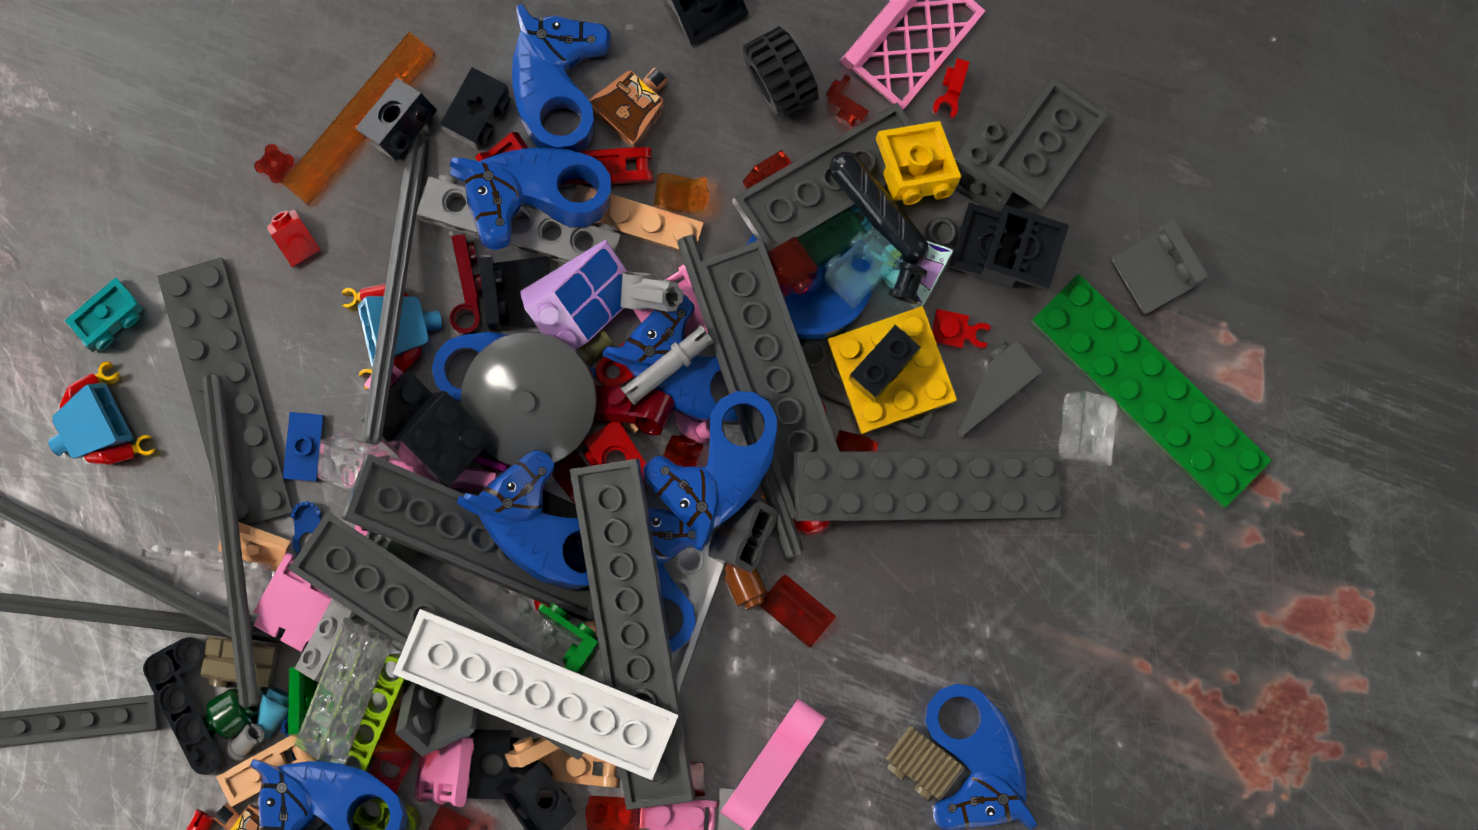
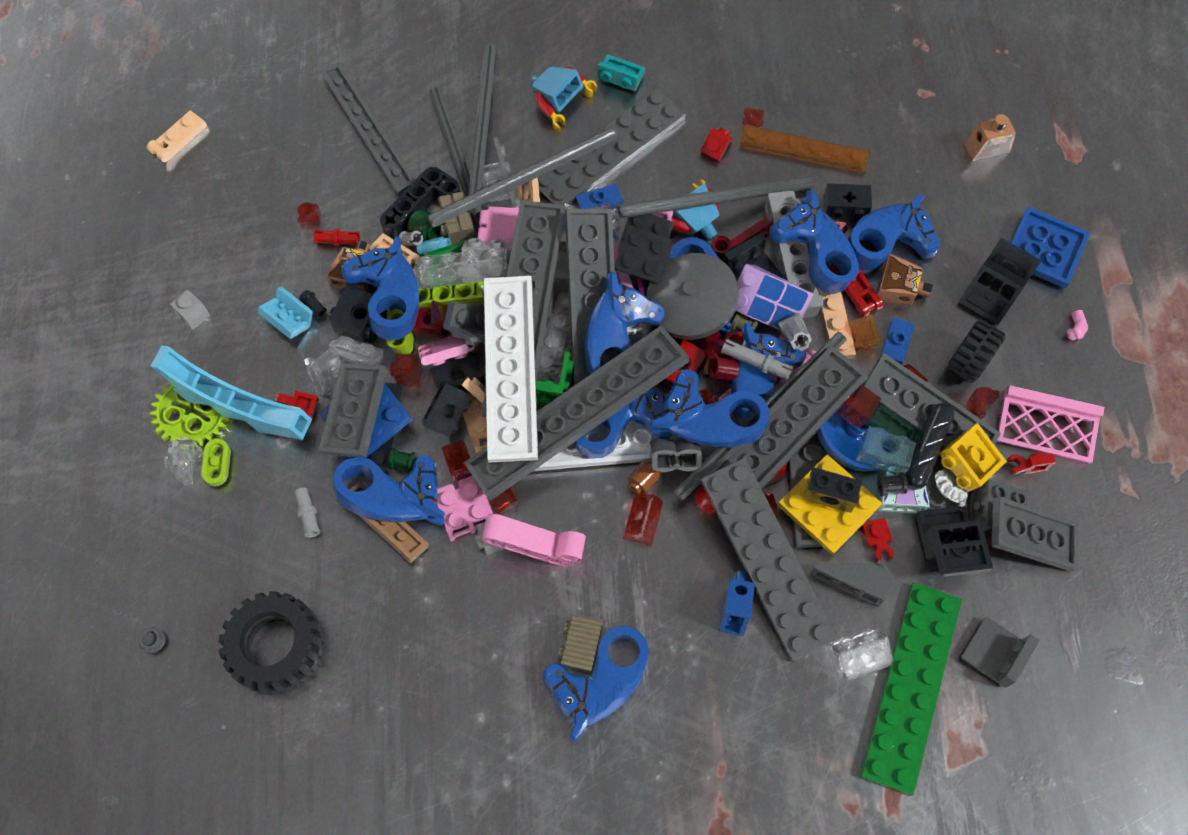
camera: 65 degrees right, 15 degrees down
(396, 119) = (816, 162): black brick -> none
(709, 156) = (898, 339): none -> blue plate
(930, 213) = (948, 487): none -> white gear
(973, 558) = (737, 604): none -> blue torso

